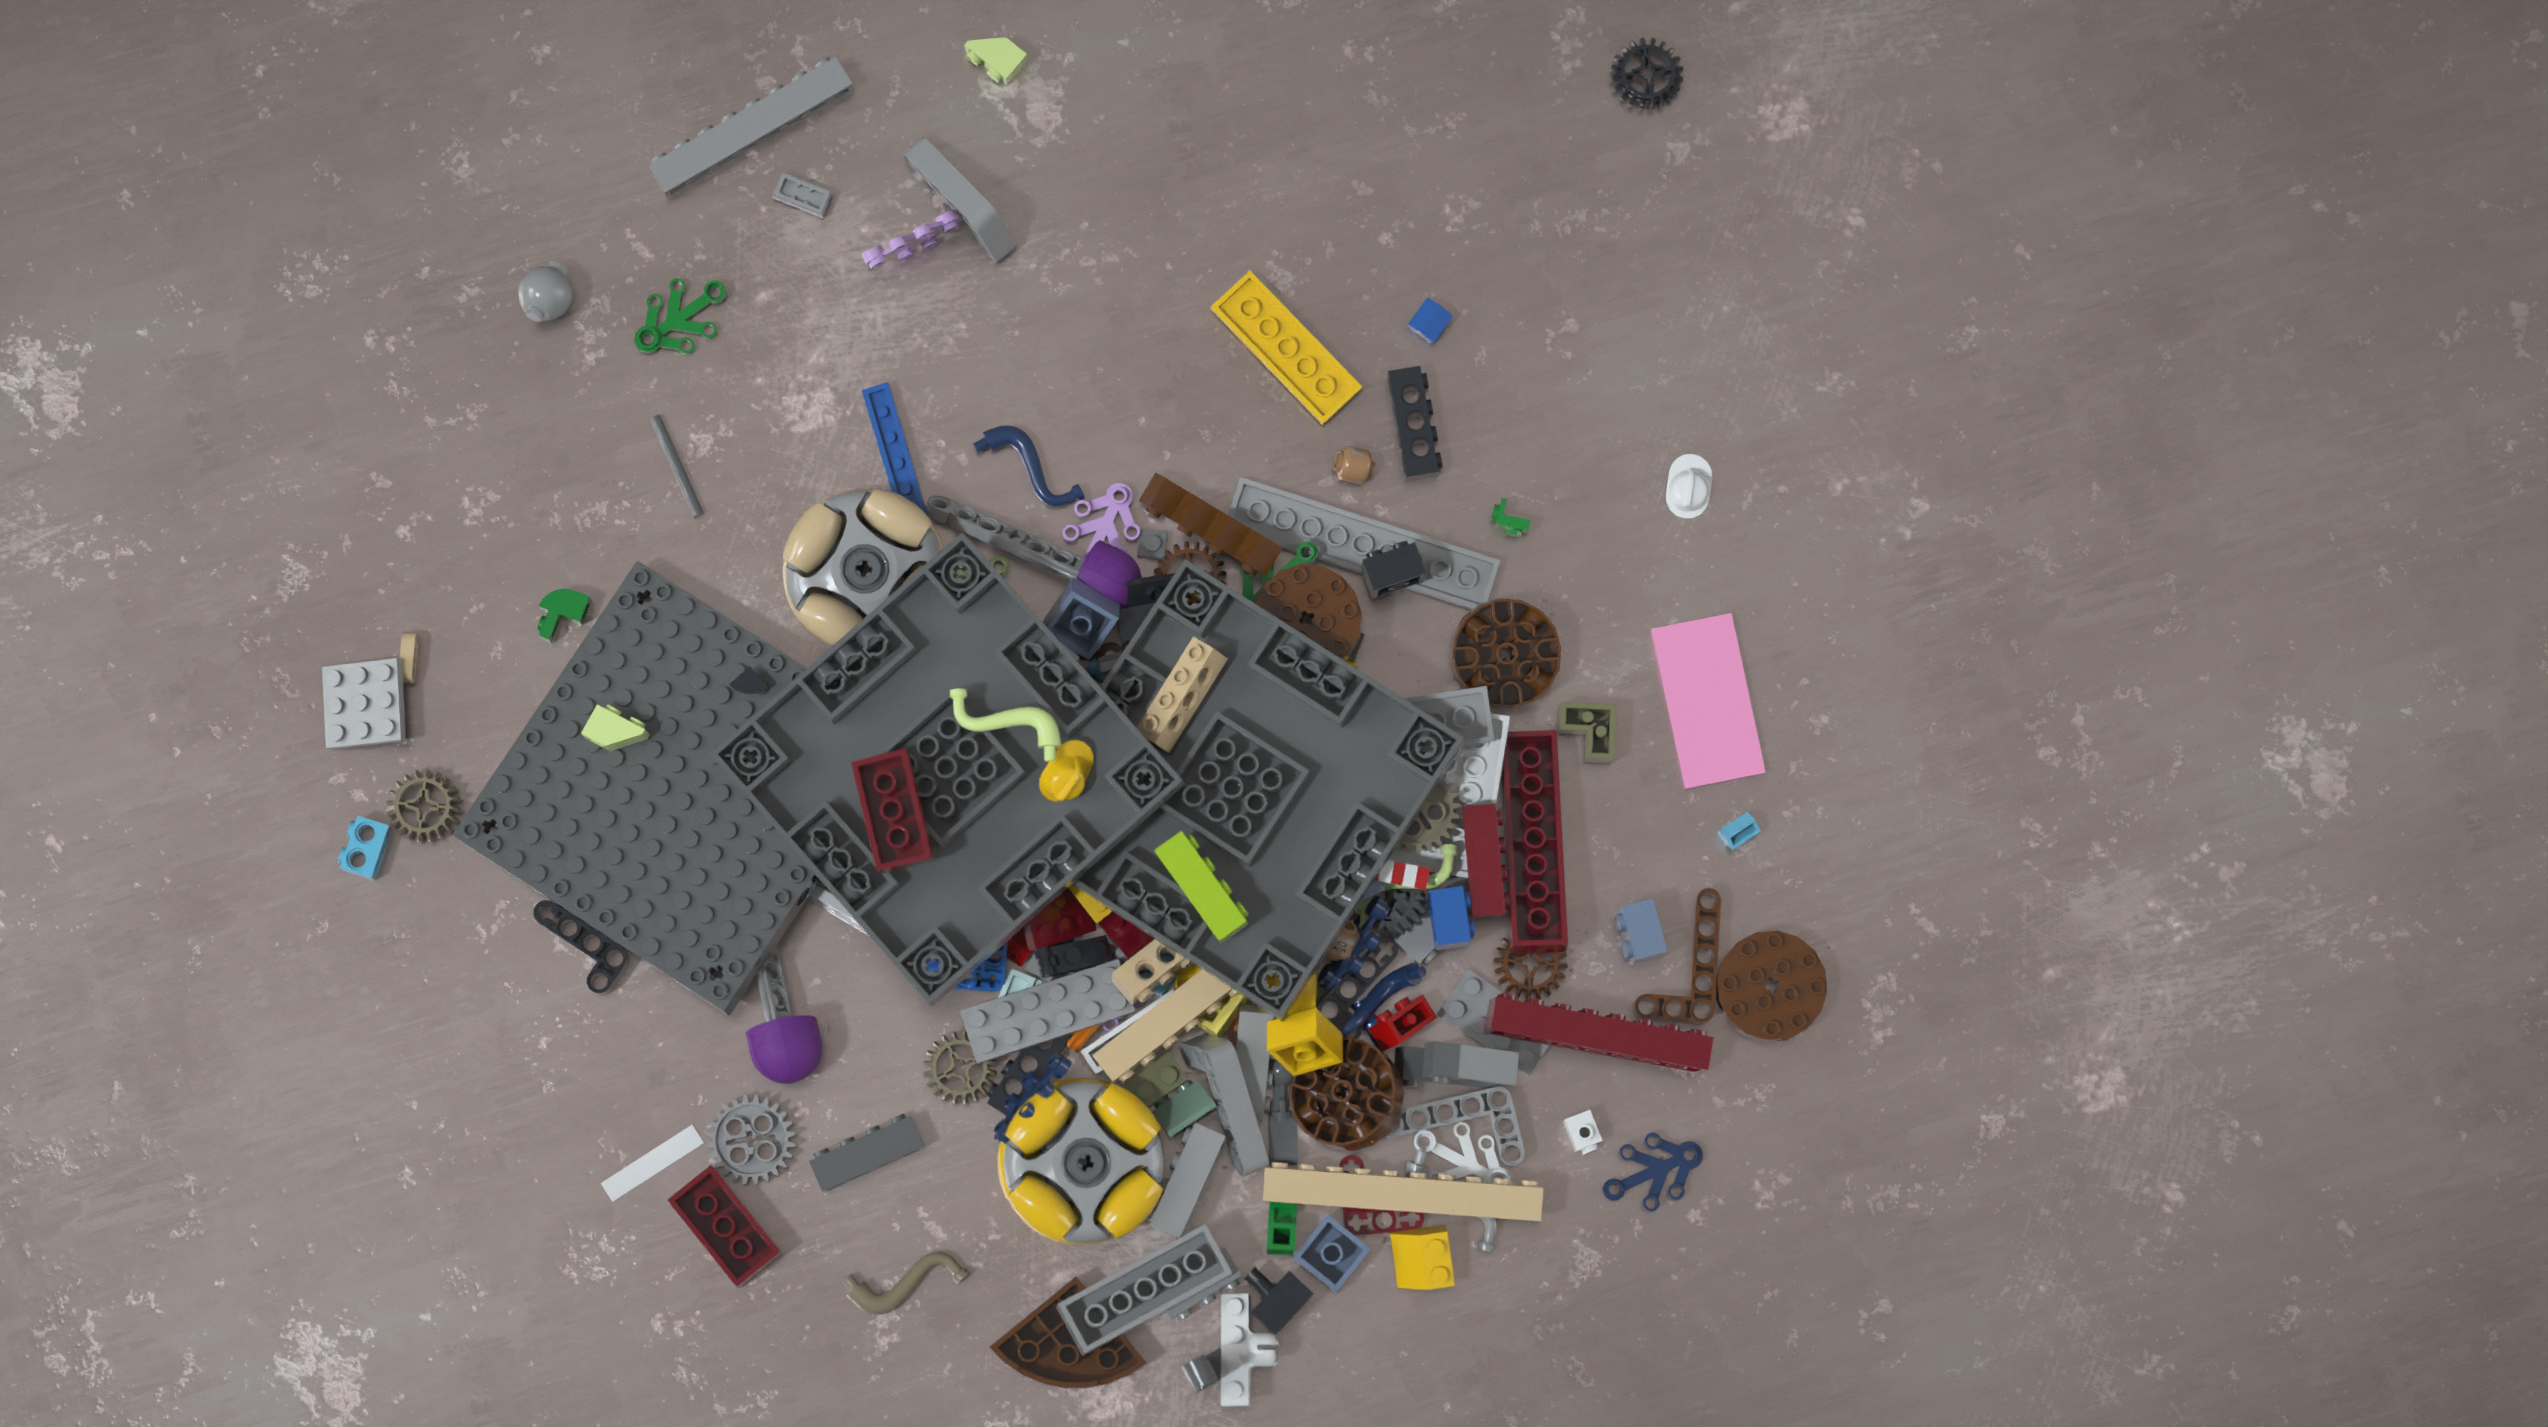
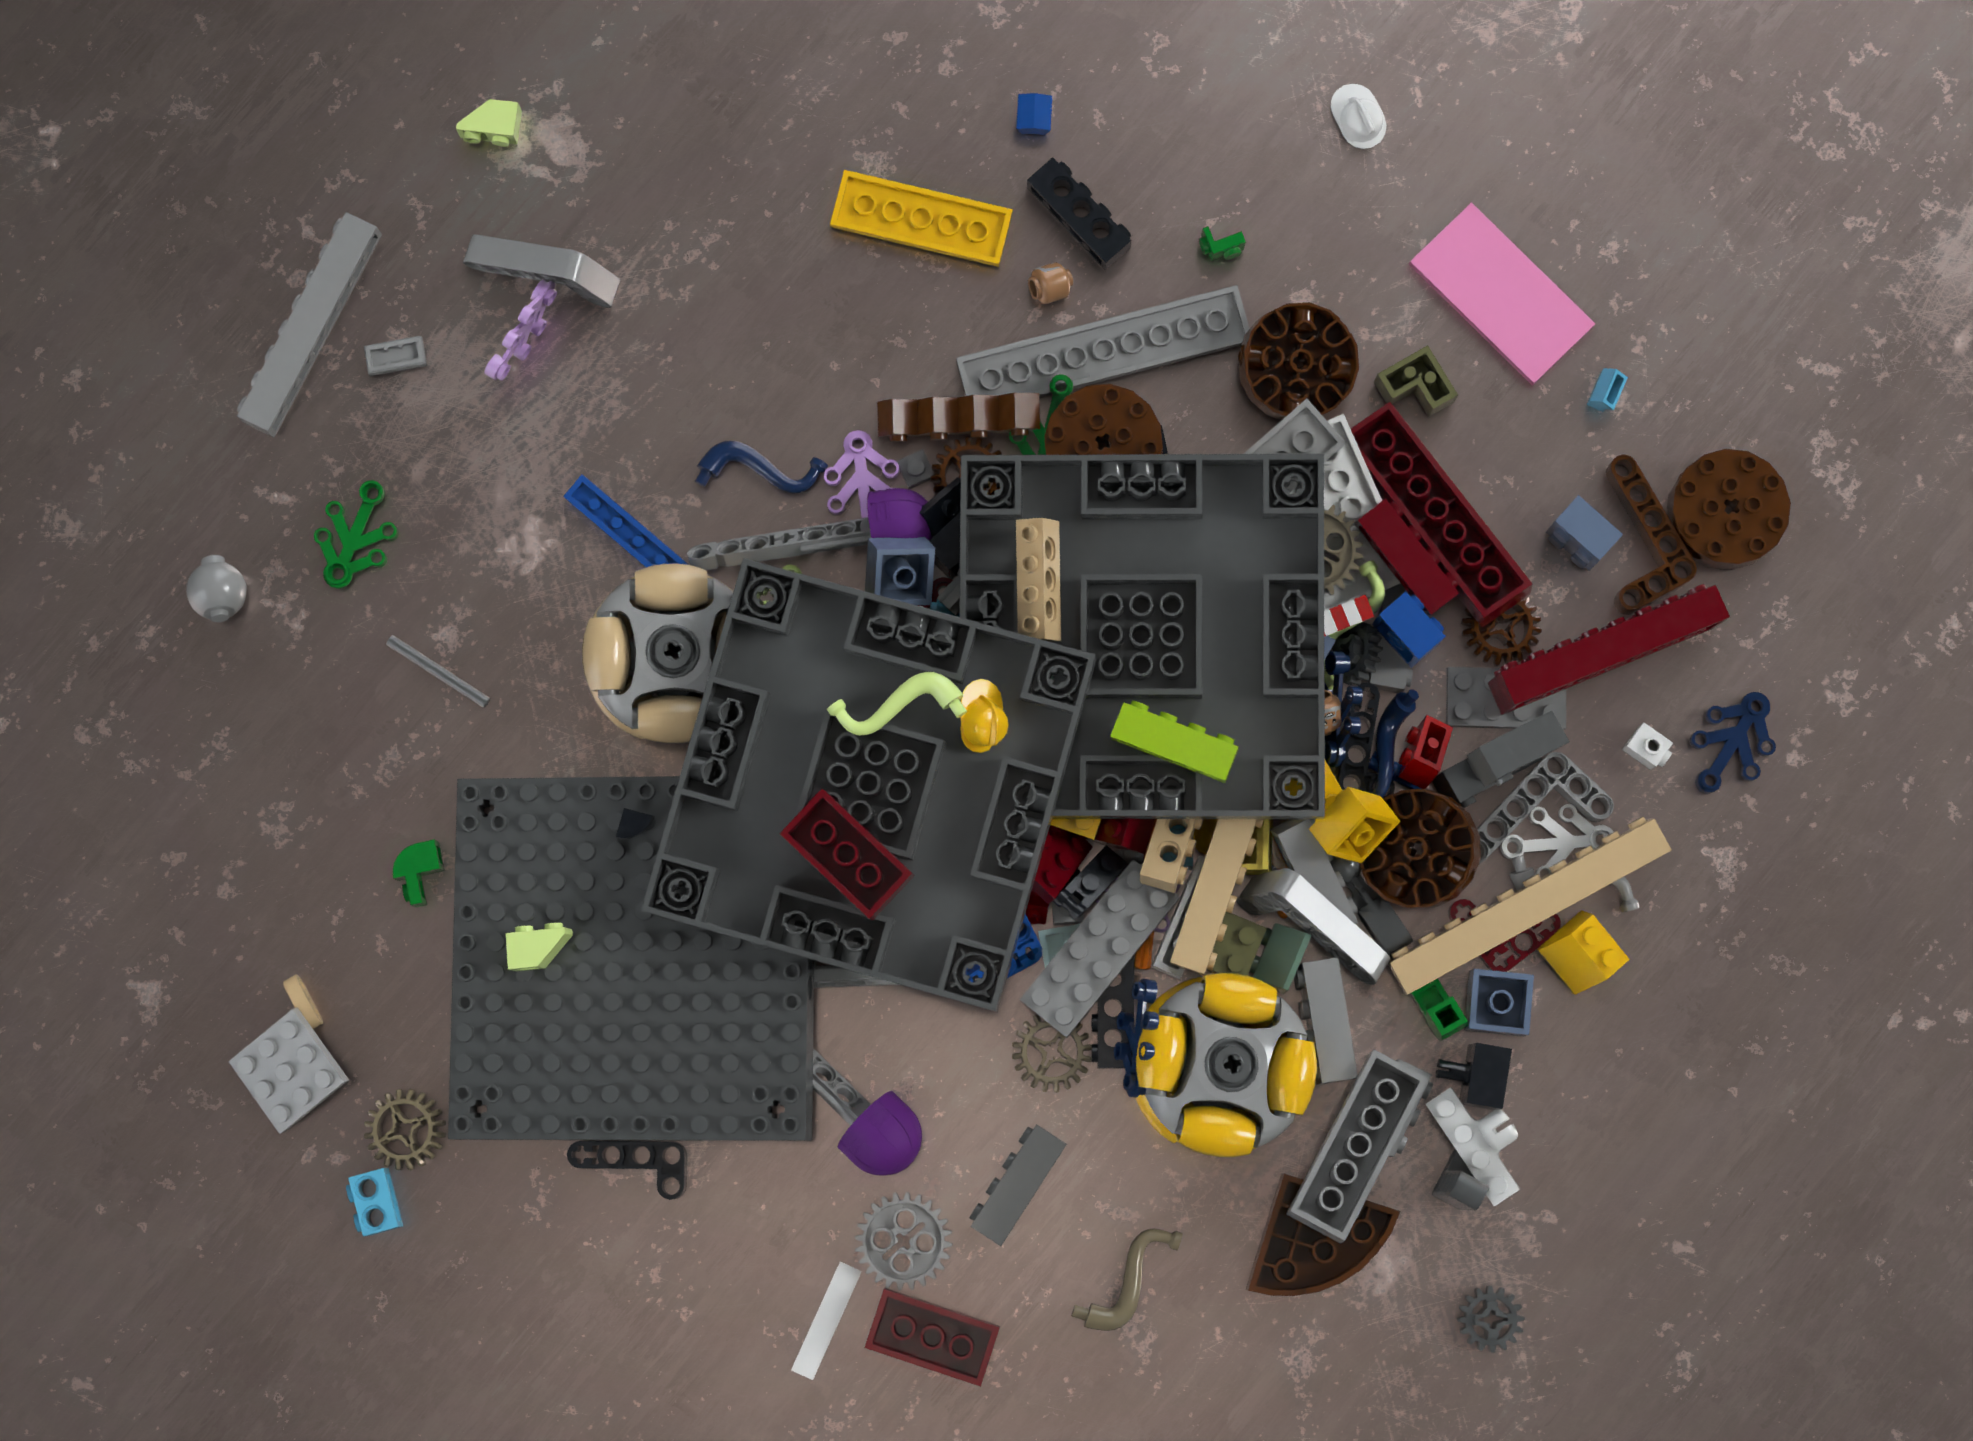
camera: 25 degrees left, 0 degrees up
(1393, 569) = (1150, 351): black brick -> none

